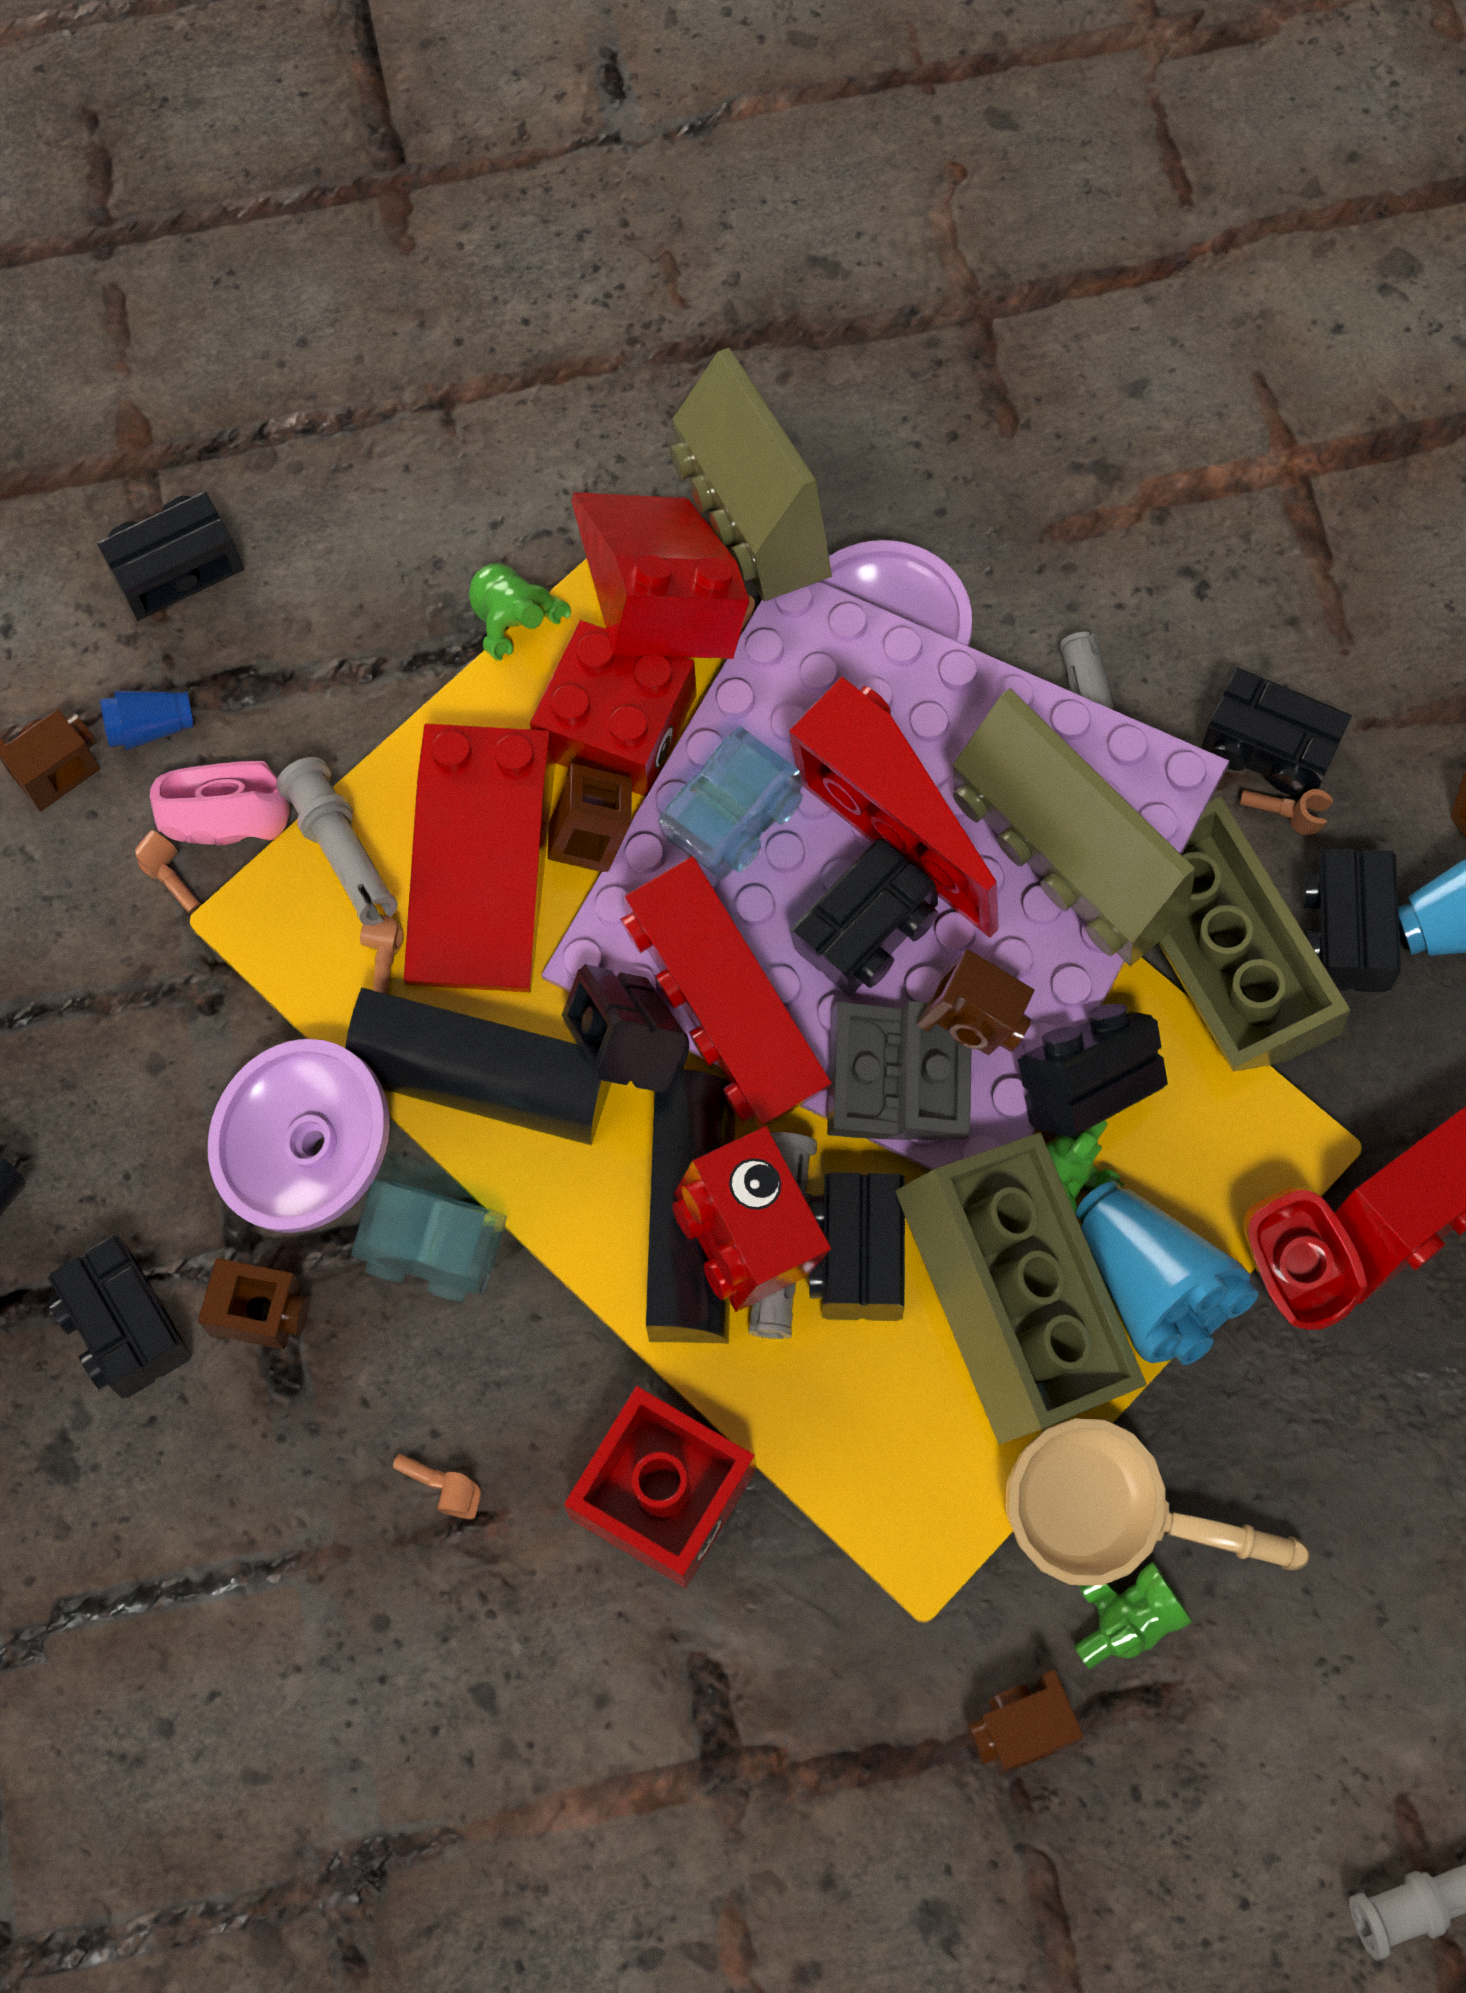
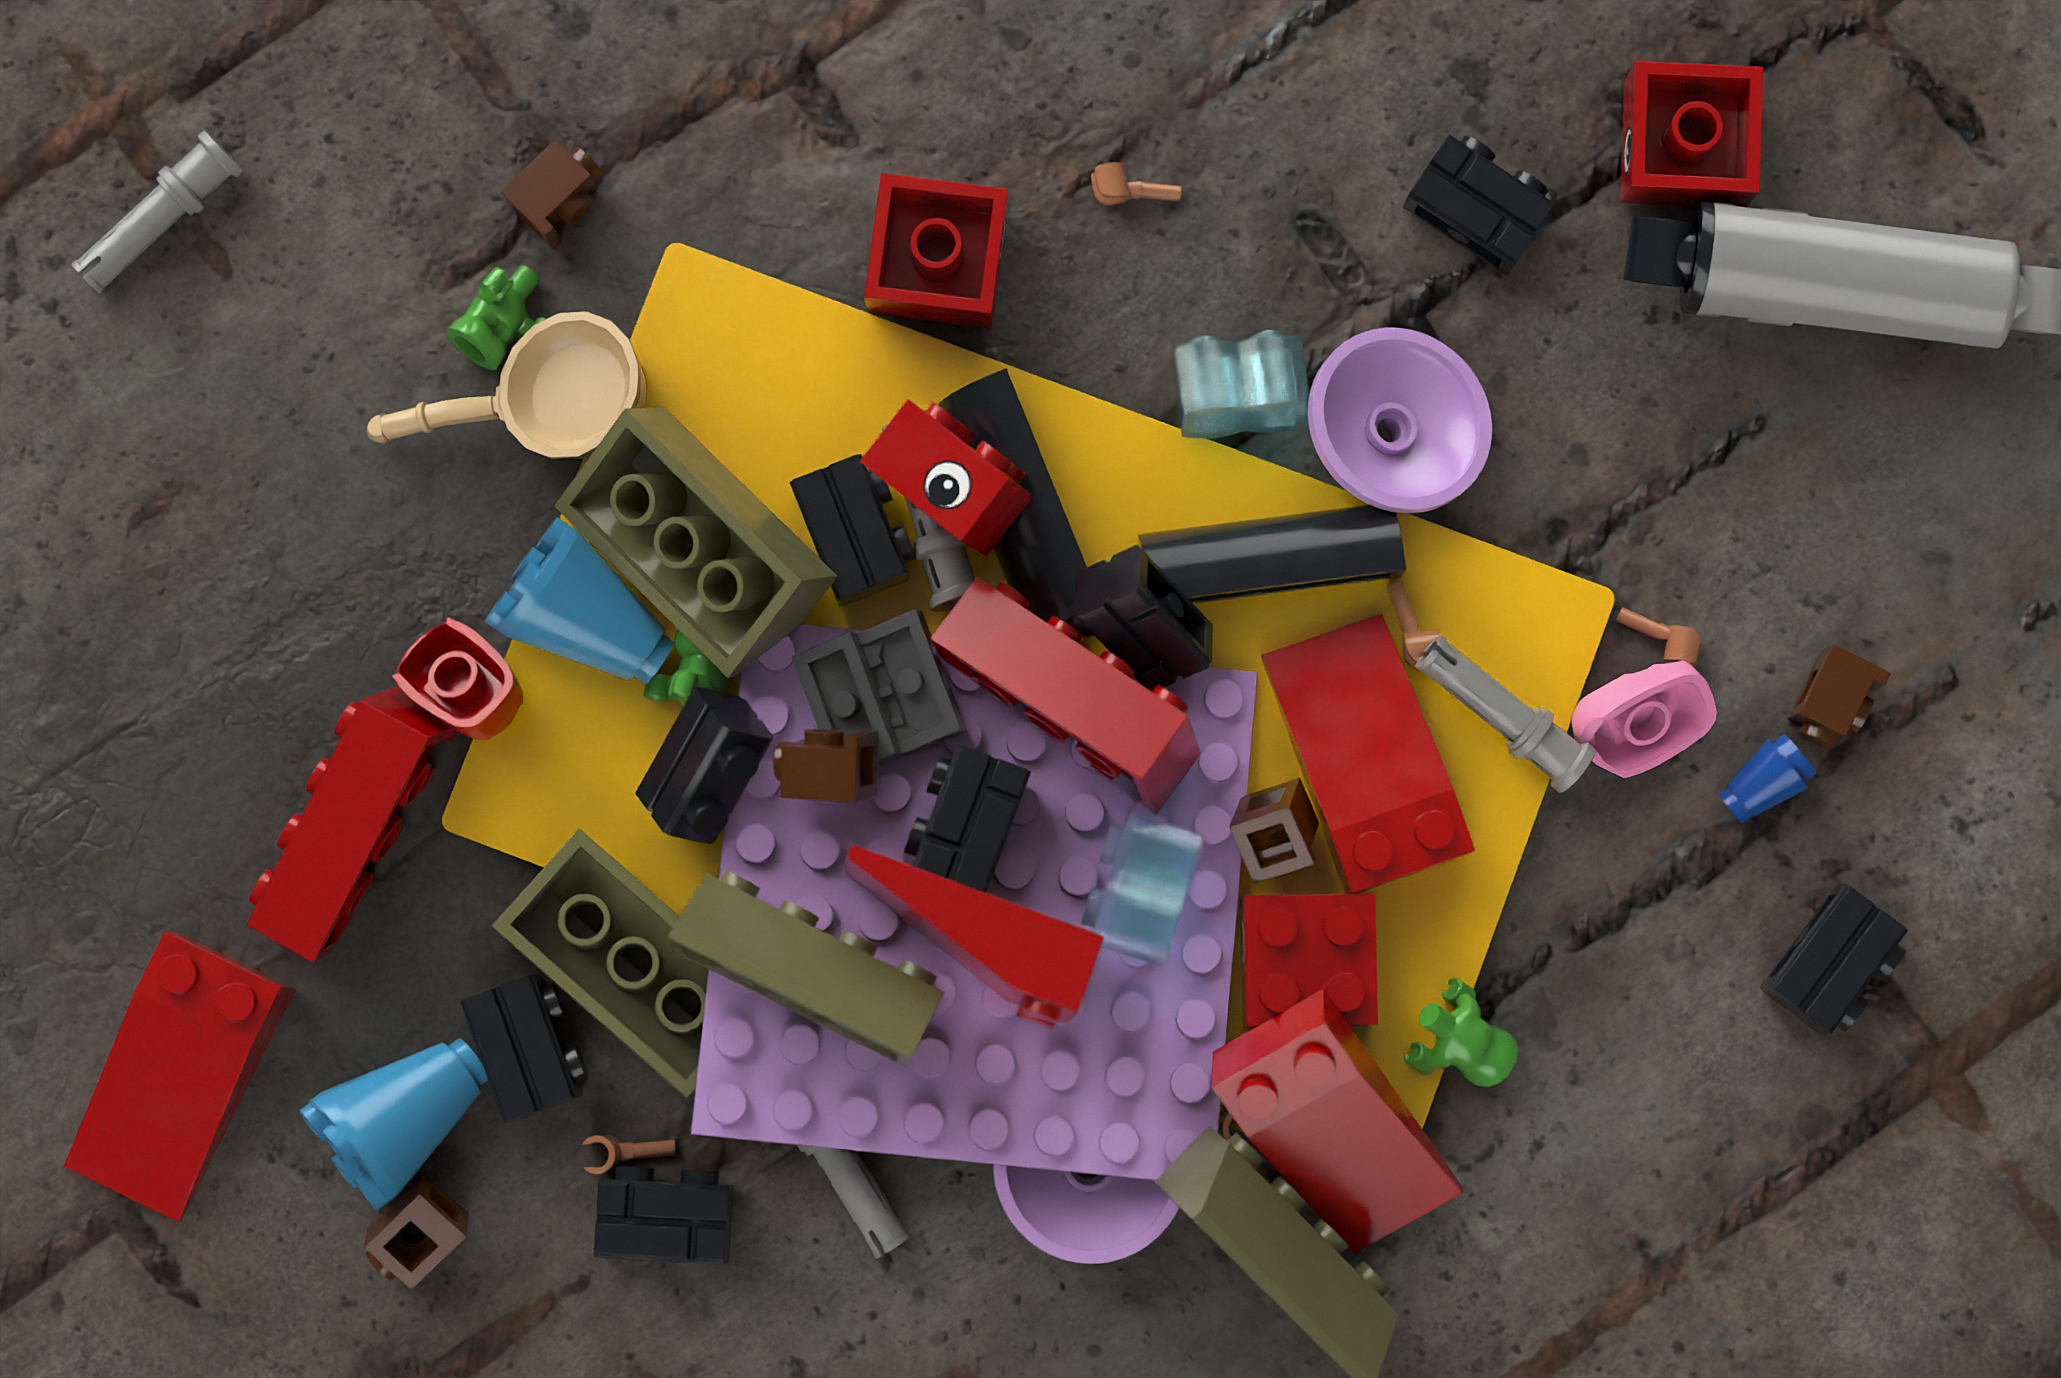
camera: 155 degrees right, 15 degrees up
(235, 1292) = (1379, 244): reddish brown brick -> none

